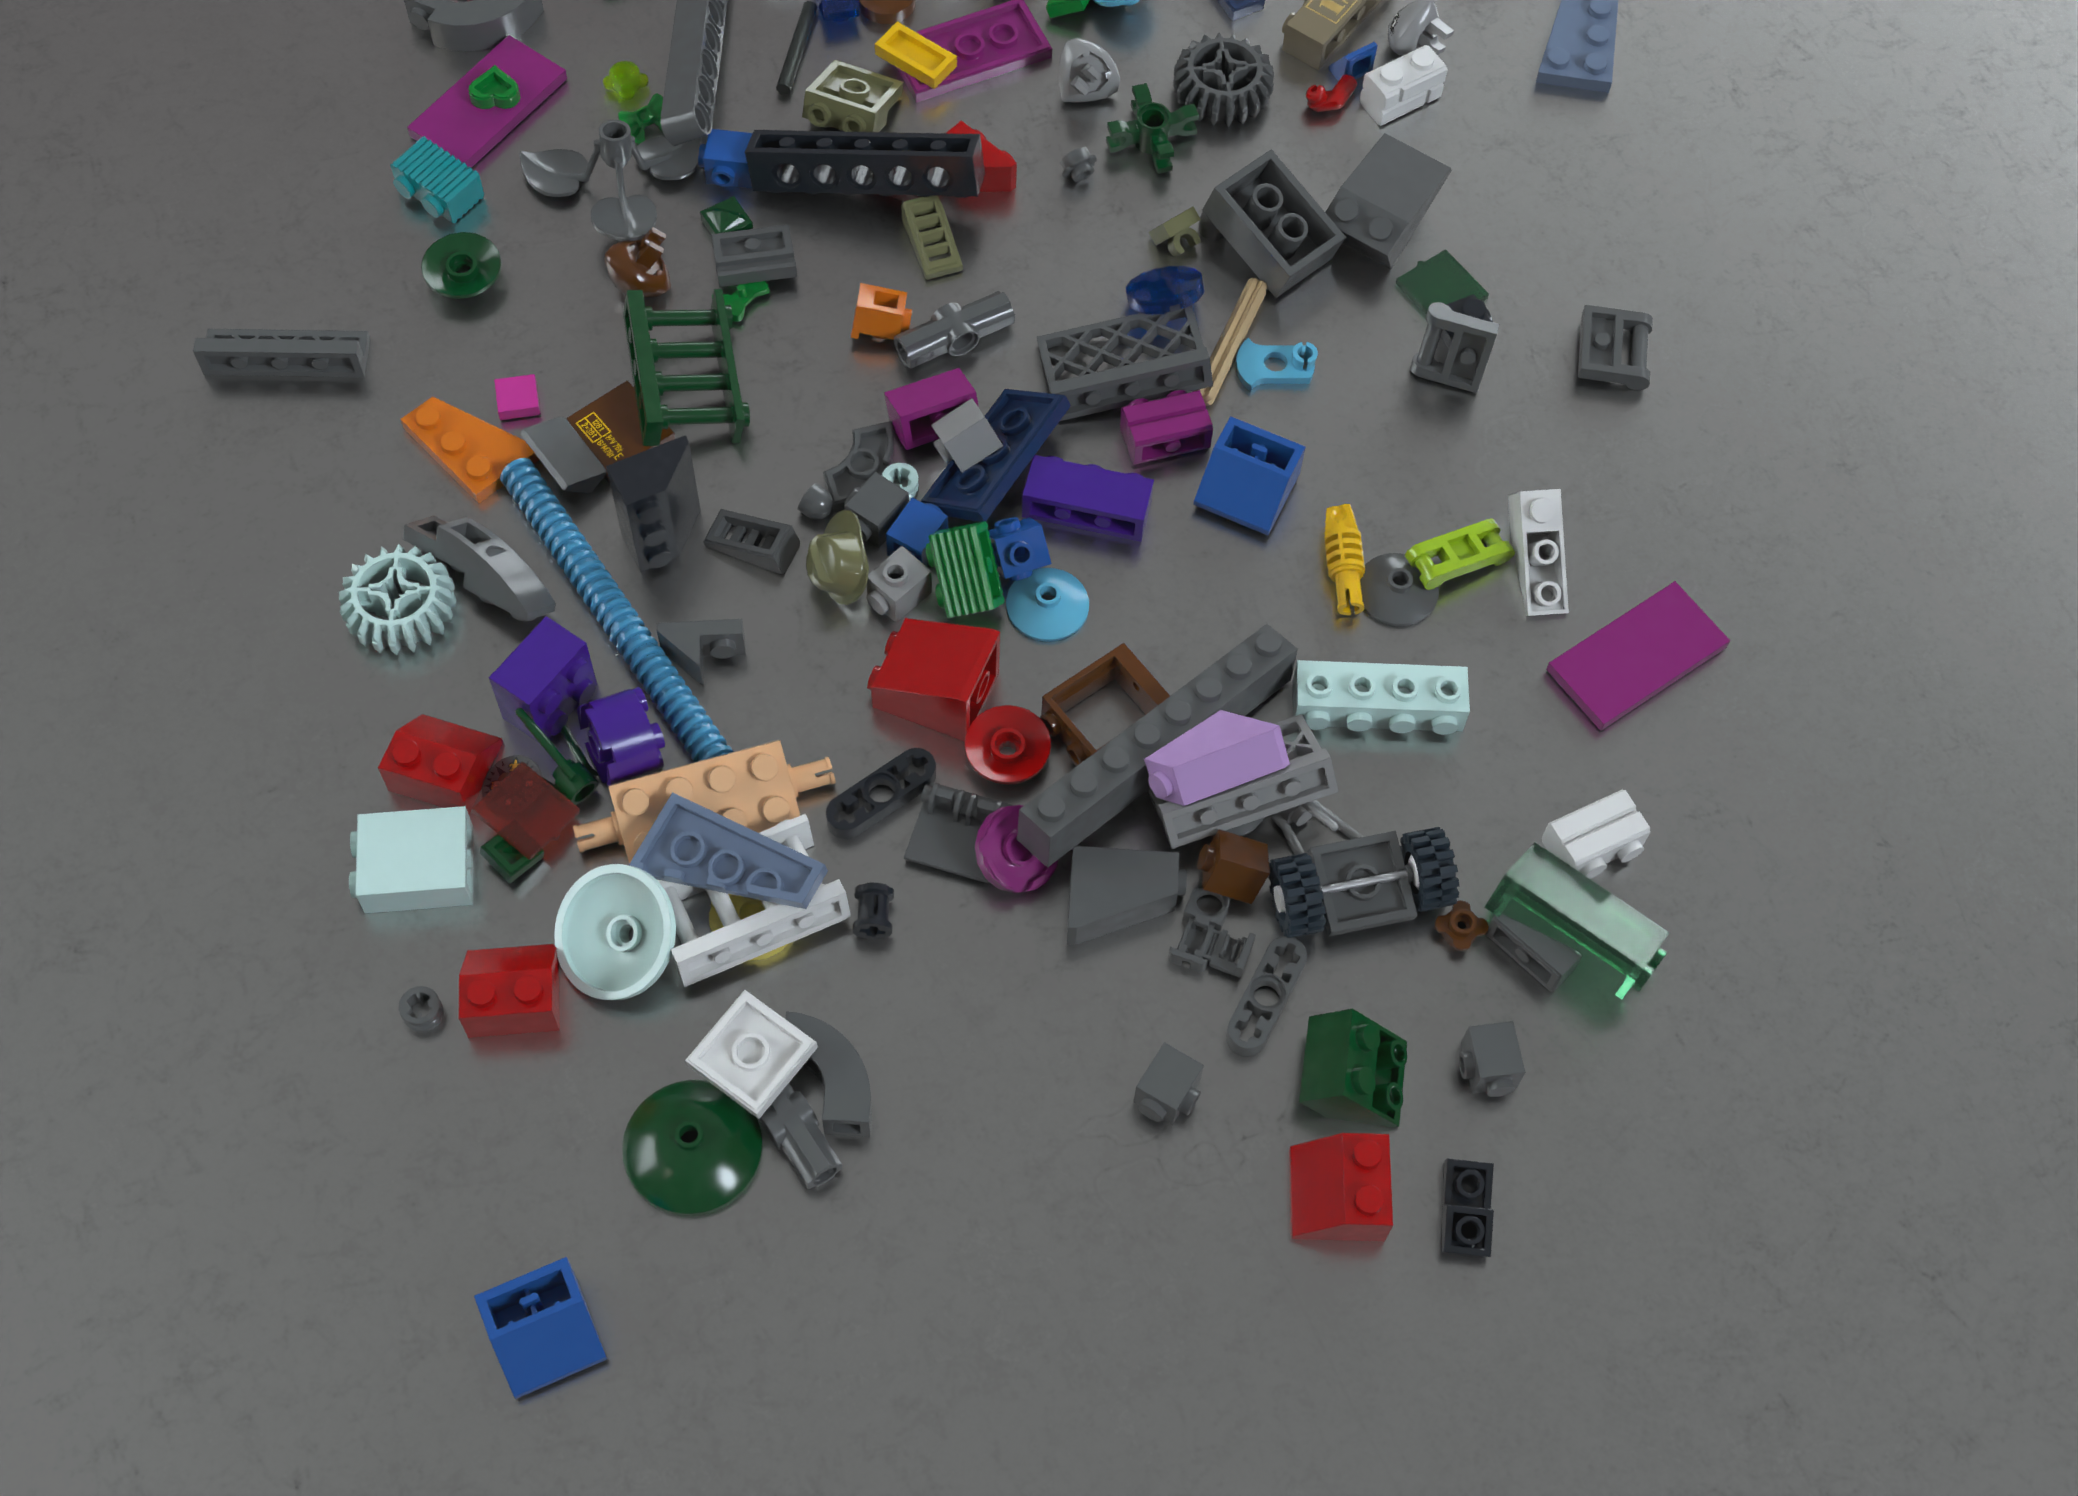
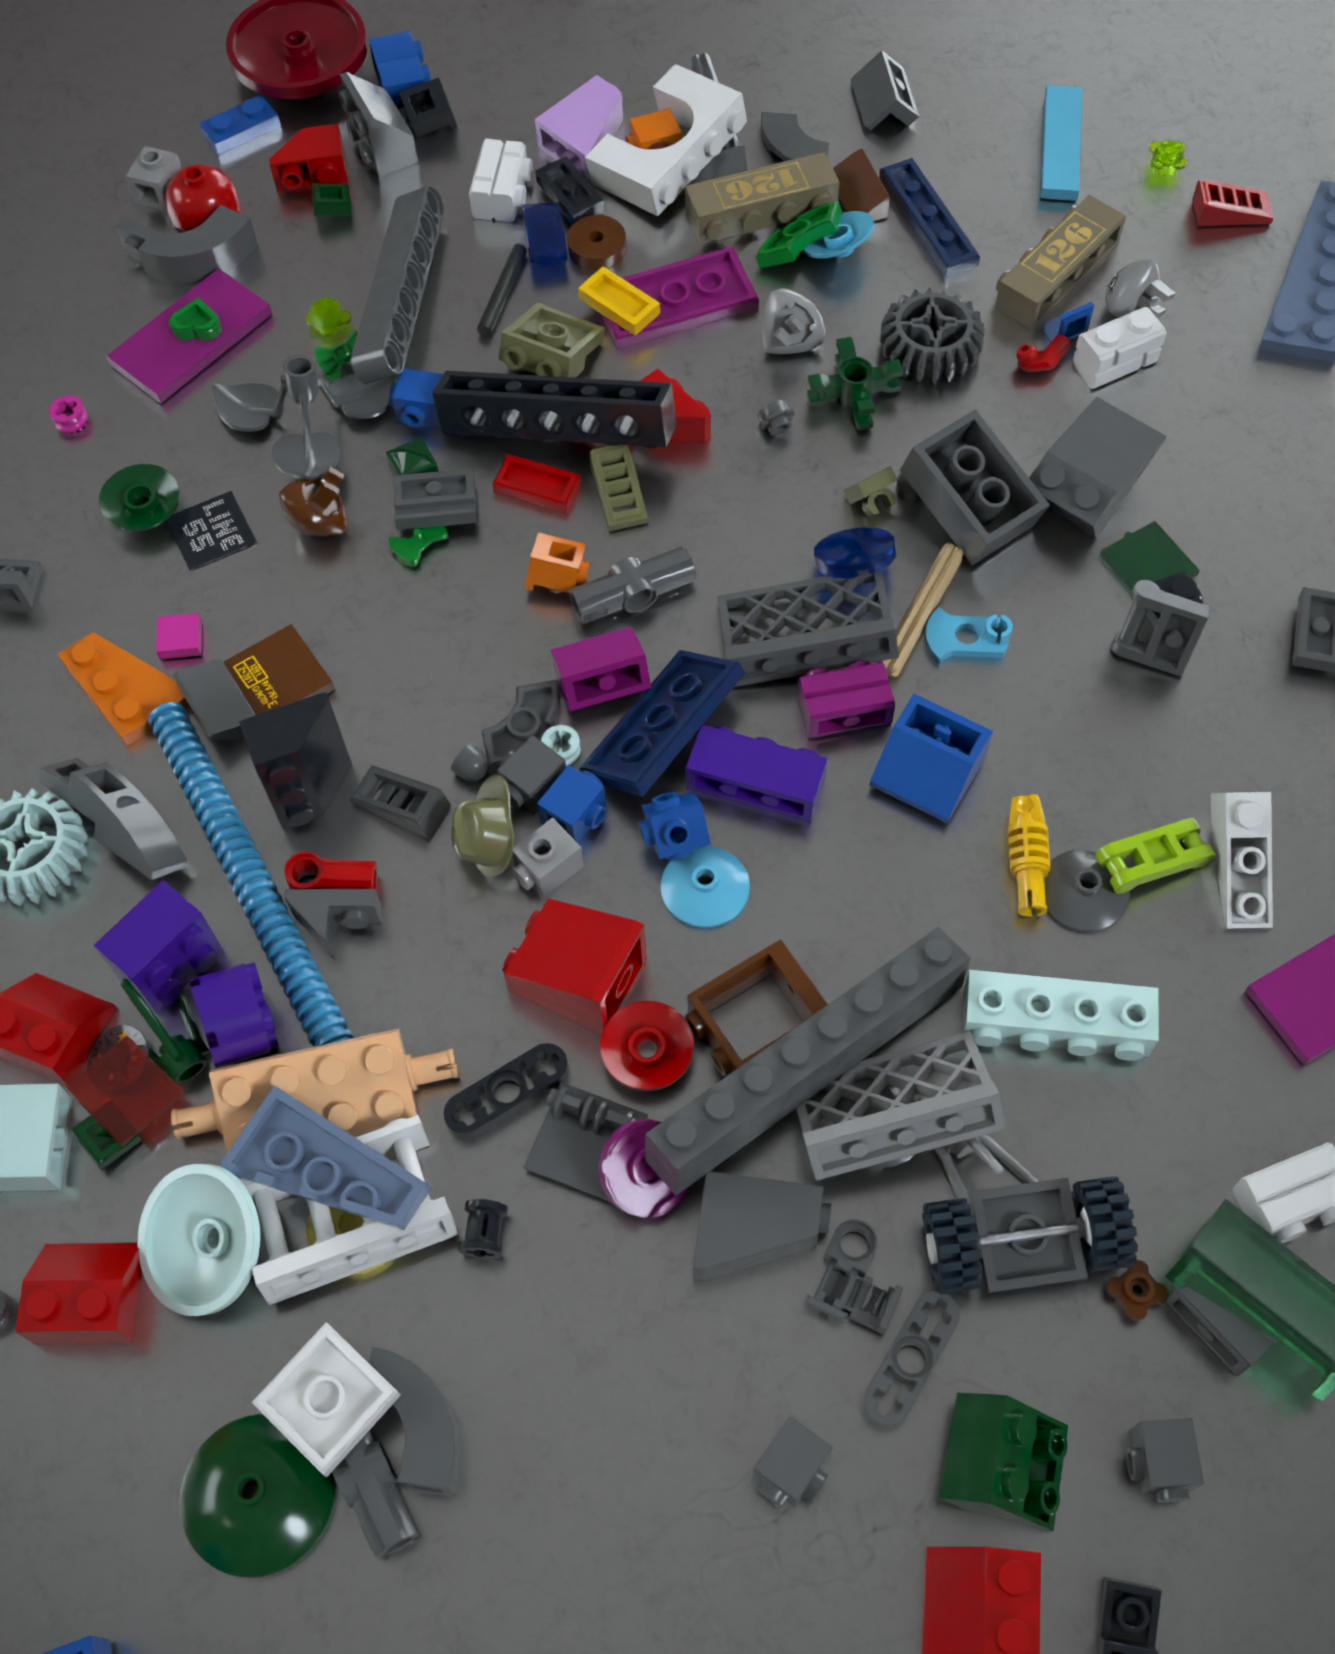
camera: 10 degrees right, 0 degrees up
(371, 194) = (68, 404): none -> dark pink bush
(437, 180) = (127, 410): teal brick -> none
(533, 294) = (210, 530): none -> black sticker
(651, 384) = (314, 629): dark green fence -> none
(693, 606) = (330, 873): none -> red piece
(851, 237) = (537, 483): none -> red tile
(965, 436) = (630, 701): light grey brick -> none
(965, 569) = (617, 848): green brick -> none
(1215, 758) = (869, 1084): lavender slope -> none
(1234, 866) = (884, 1206): reddish brown brick -> none

